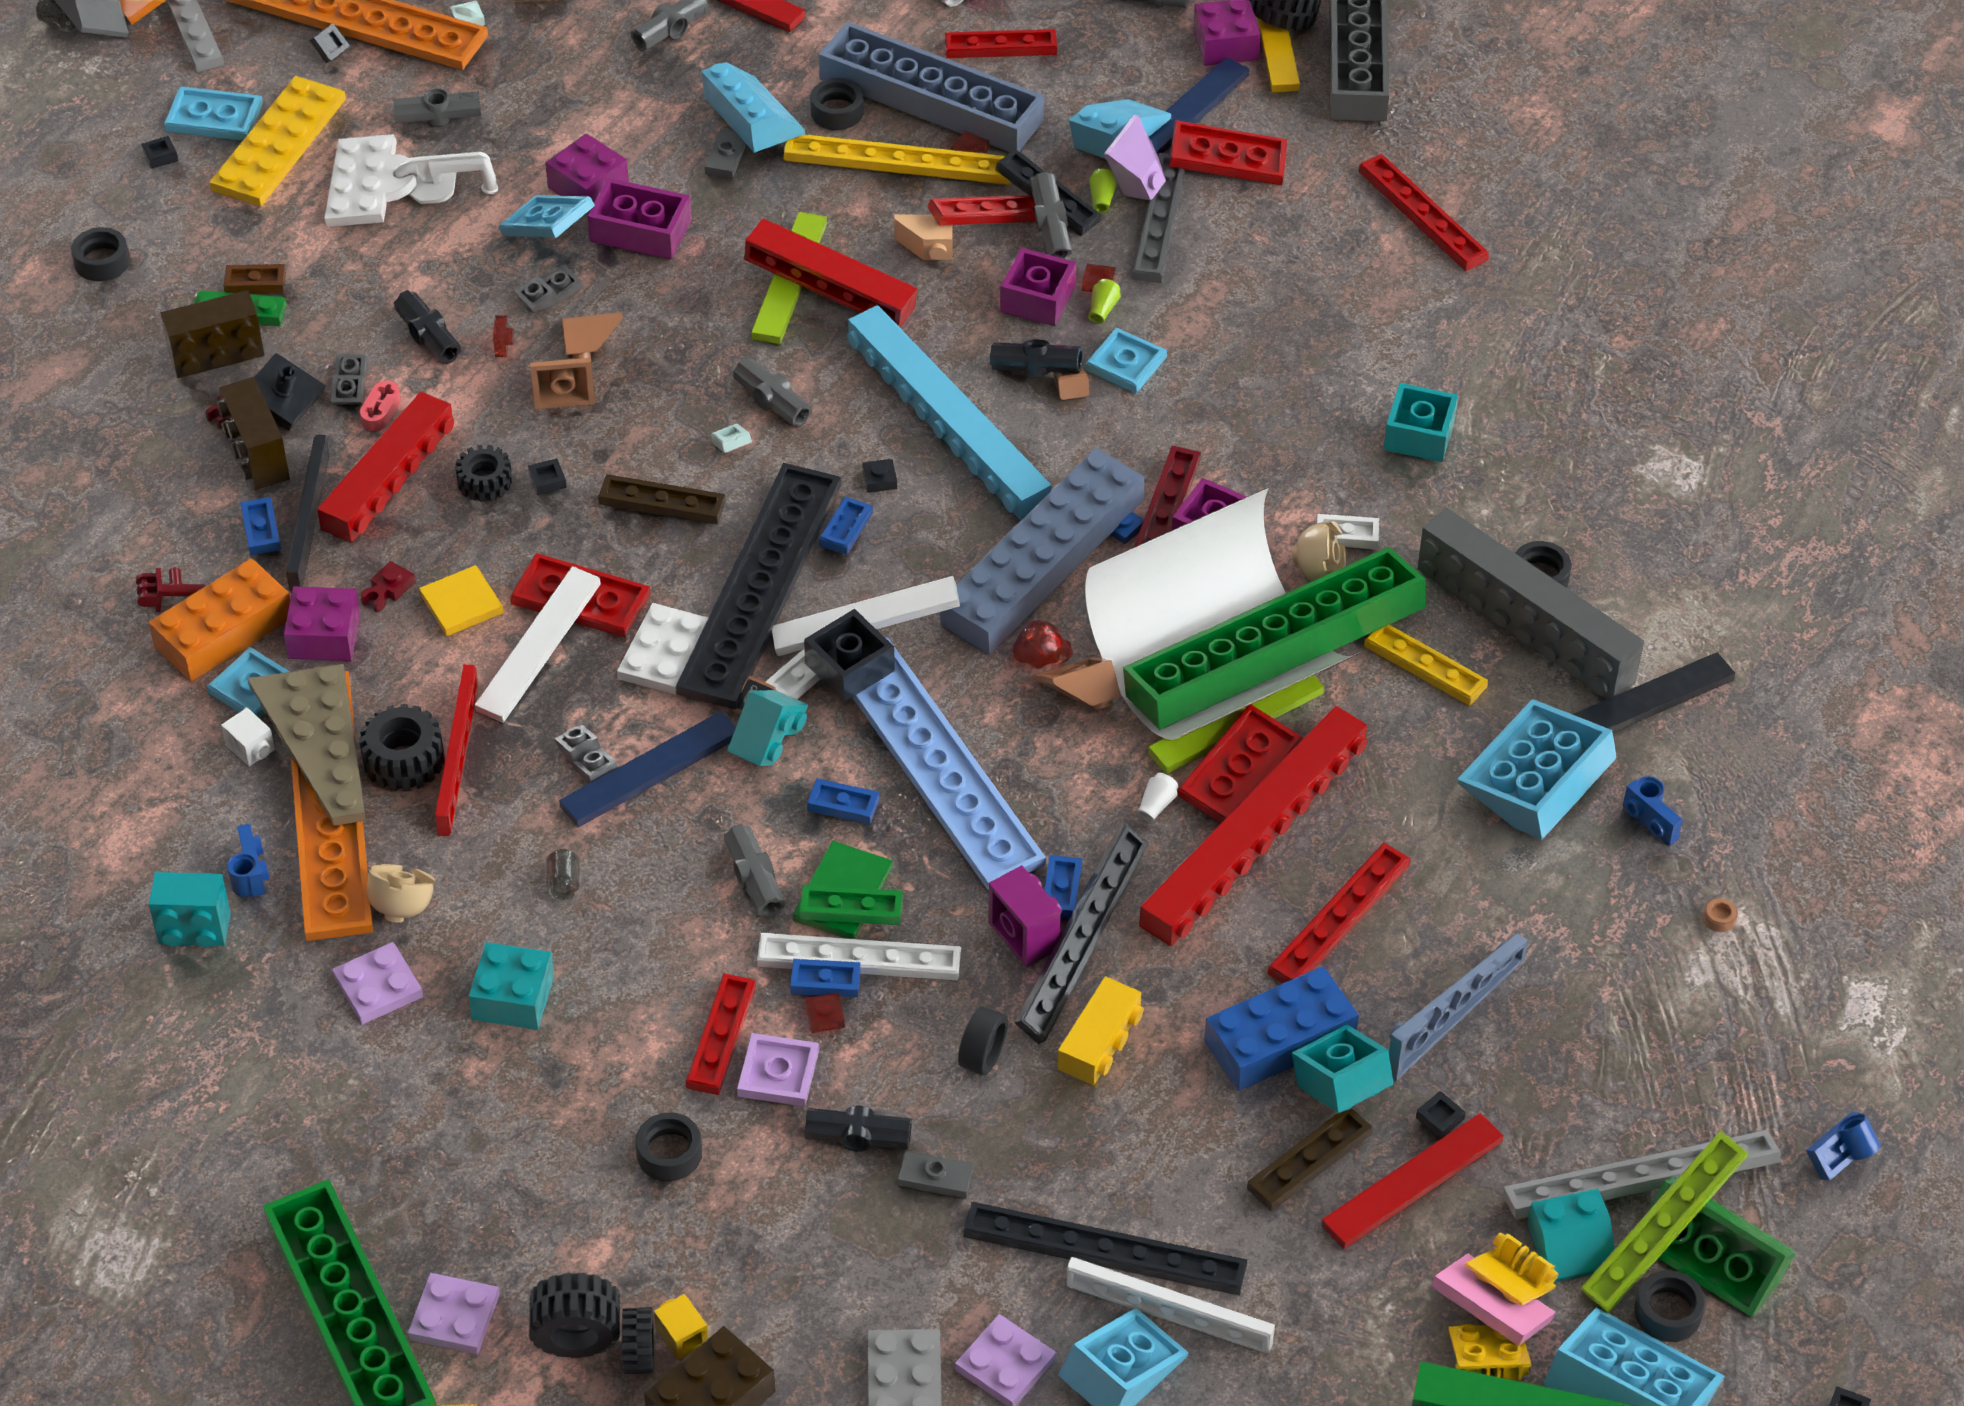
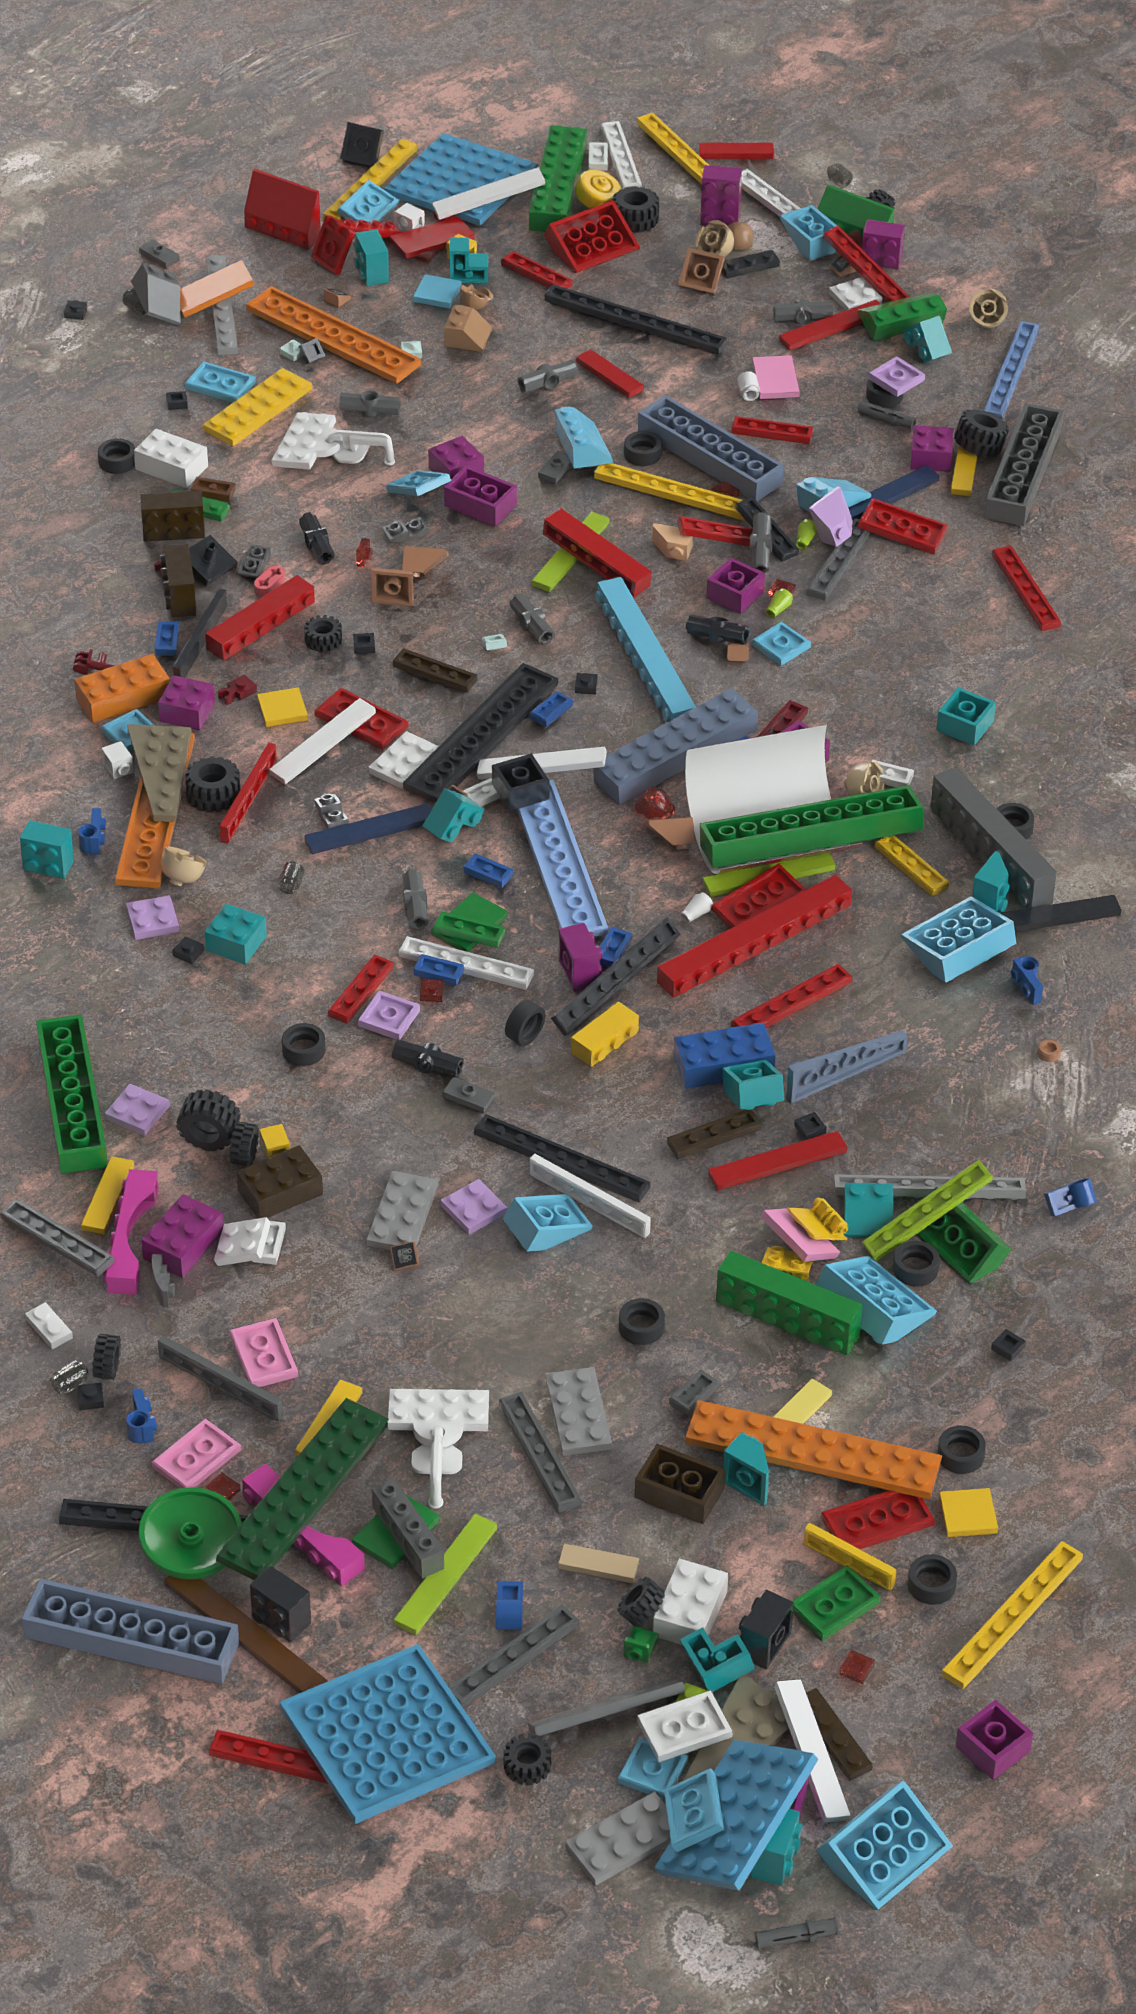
camera: 15 degrees right, 5 degrees down
(180, 243) = (171, 458): none -> white brick
(299, 47) = (291, 350): none -> light aqua tile
(447, 1025) = (188, 950): none -> black plate
(1558, 674) = (992, 883): none -> teal slope

